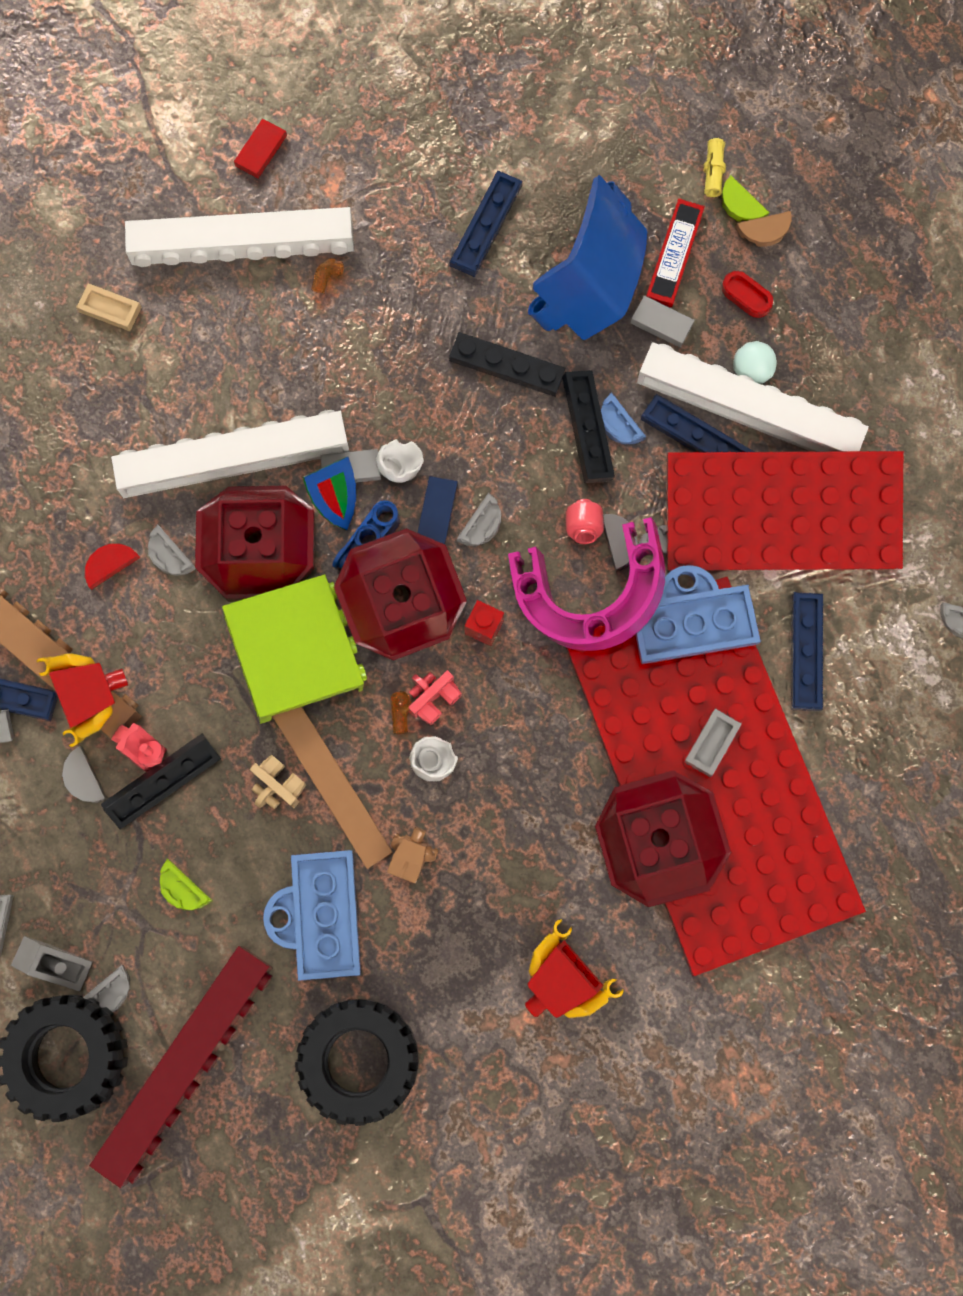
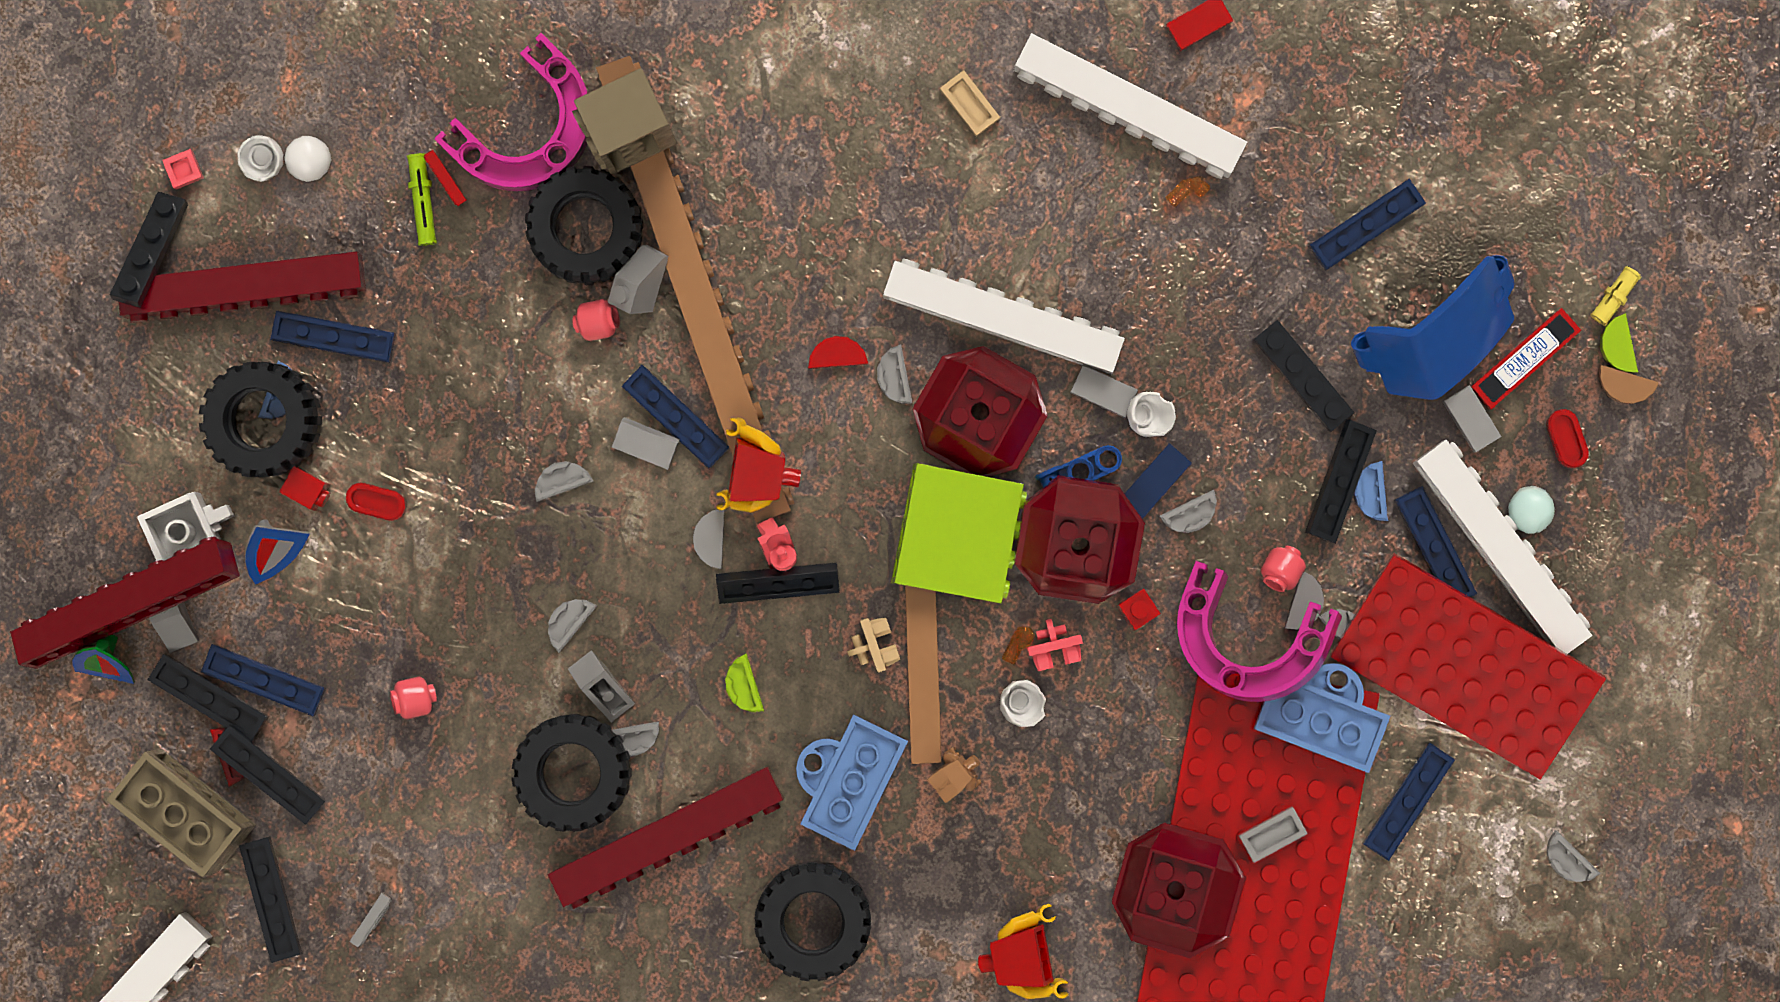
camera: 30 degrees right, 10 degrees up
(333, 492) = (1074, 410): blue shield -> none

